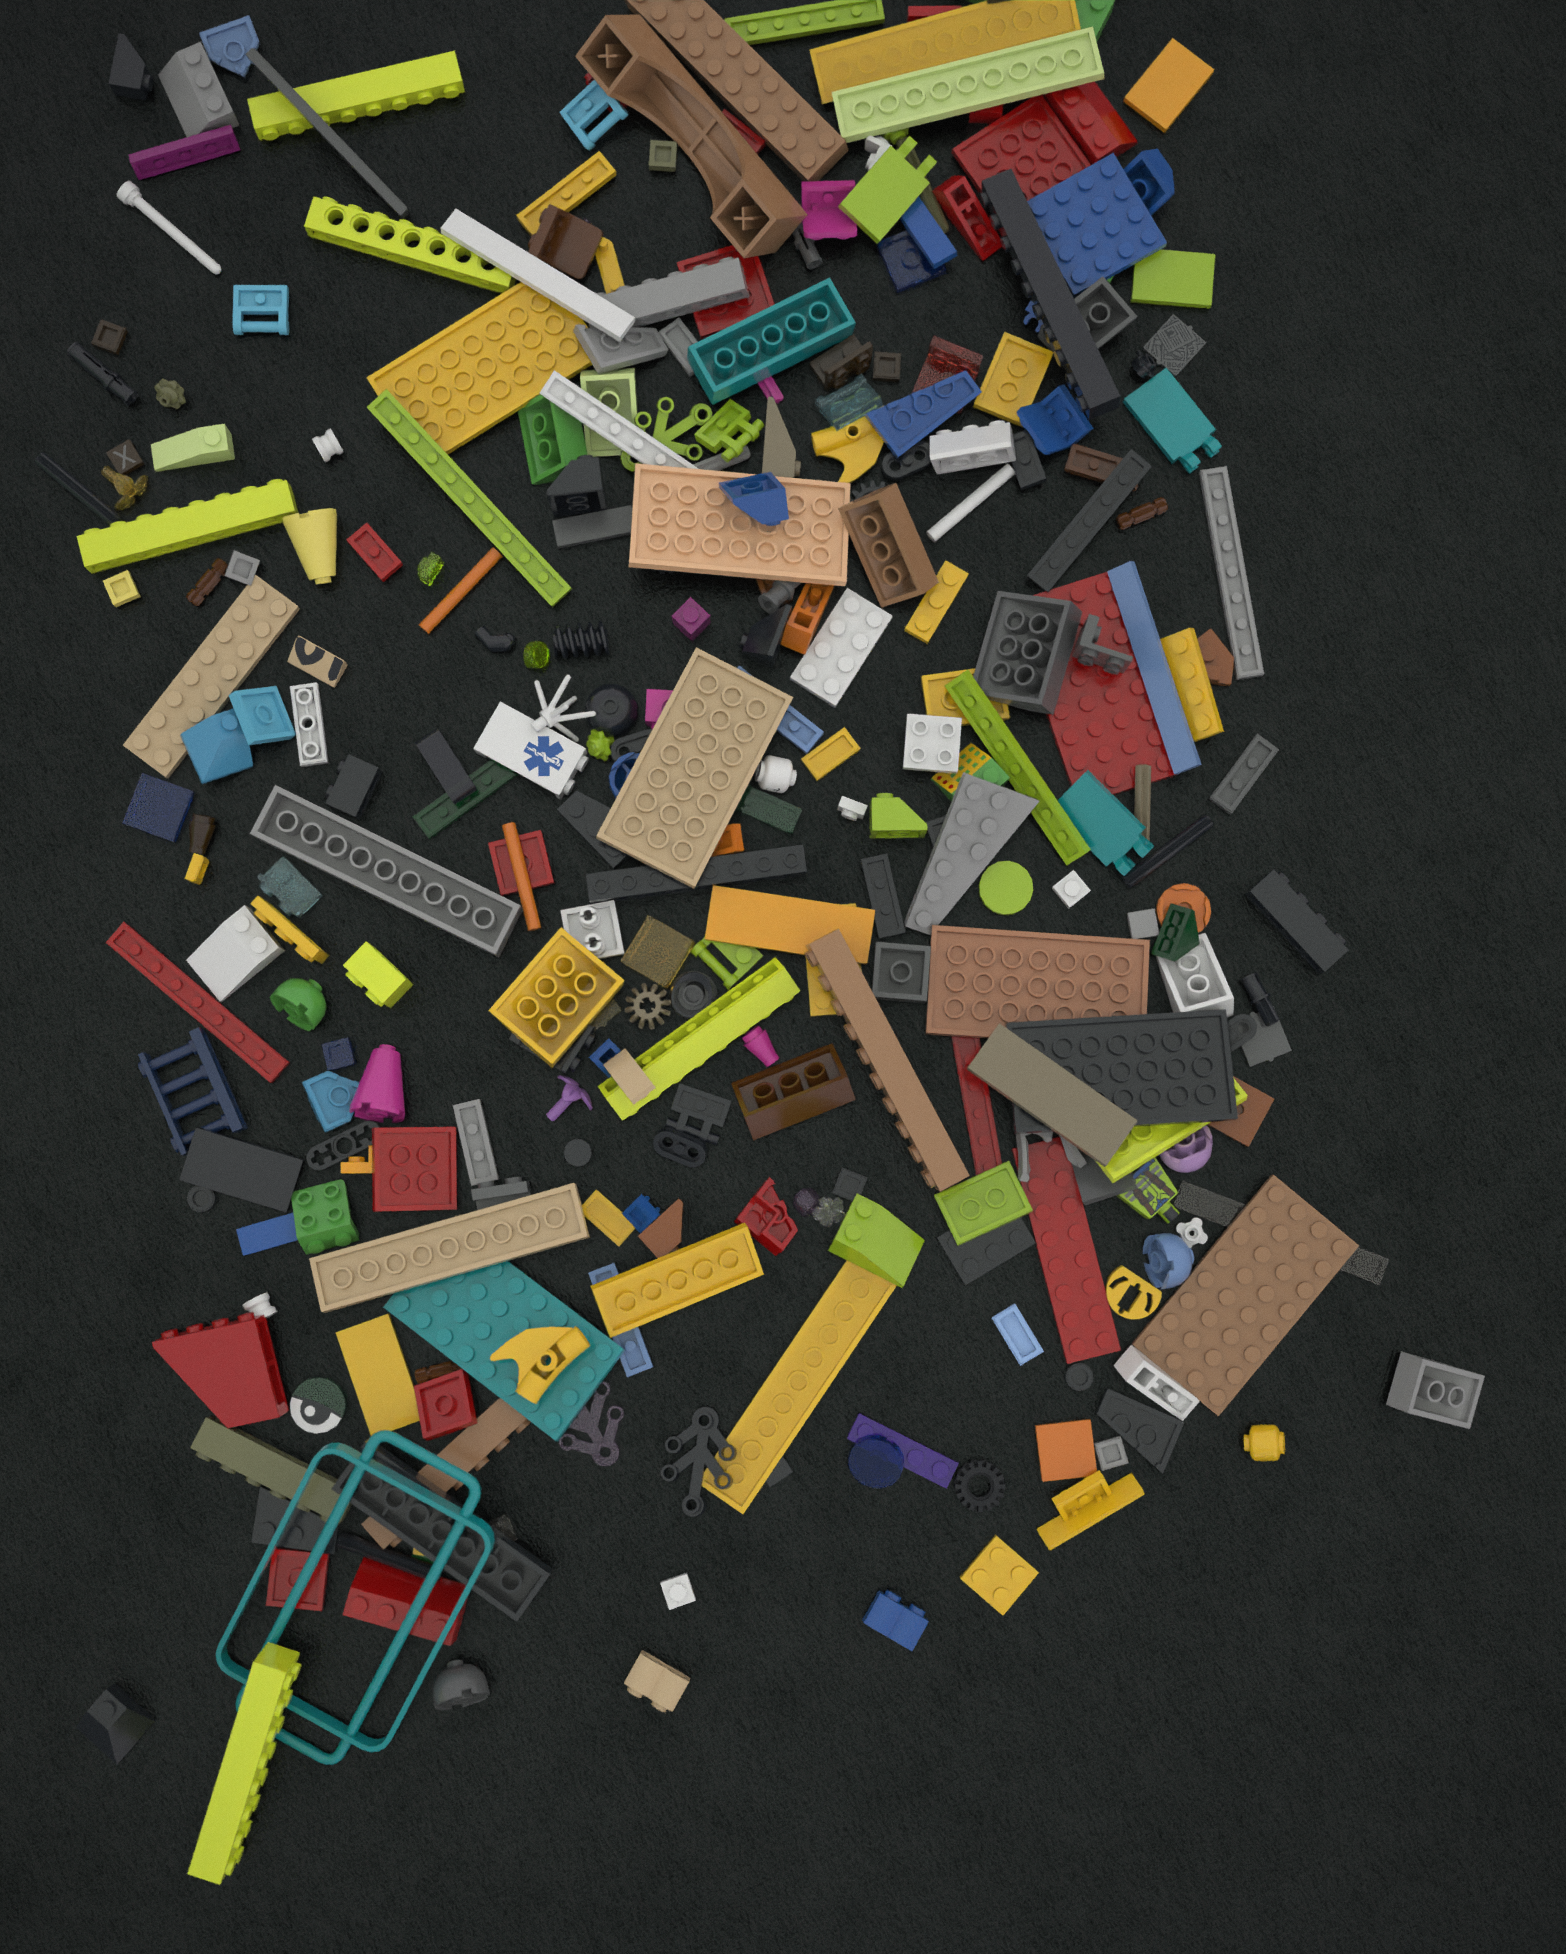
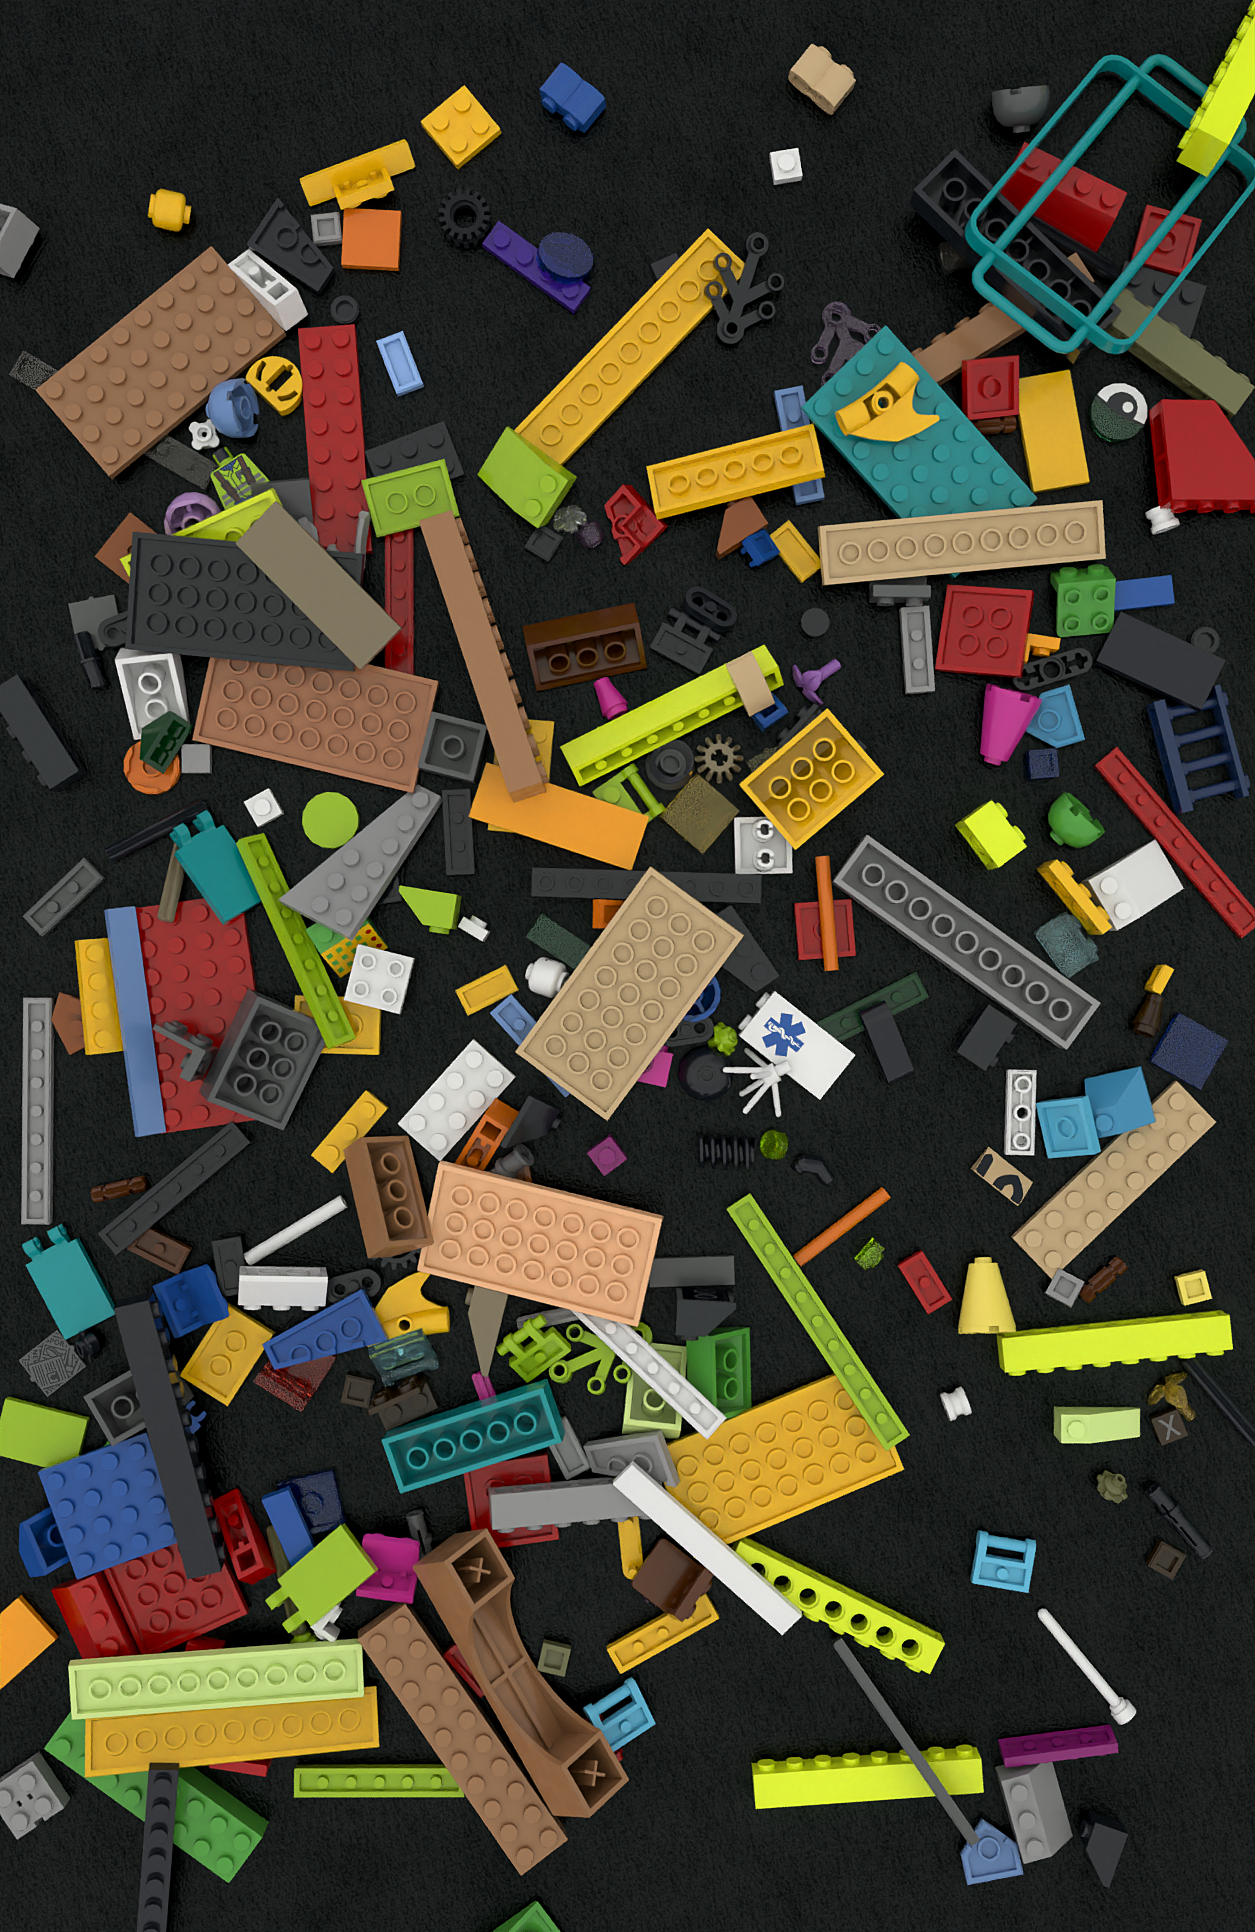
camera: 160 degrees left, 5 degrees up
(759, 497) = (515, 1267): blue slope -> none

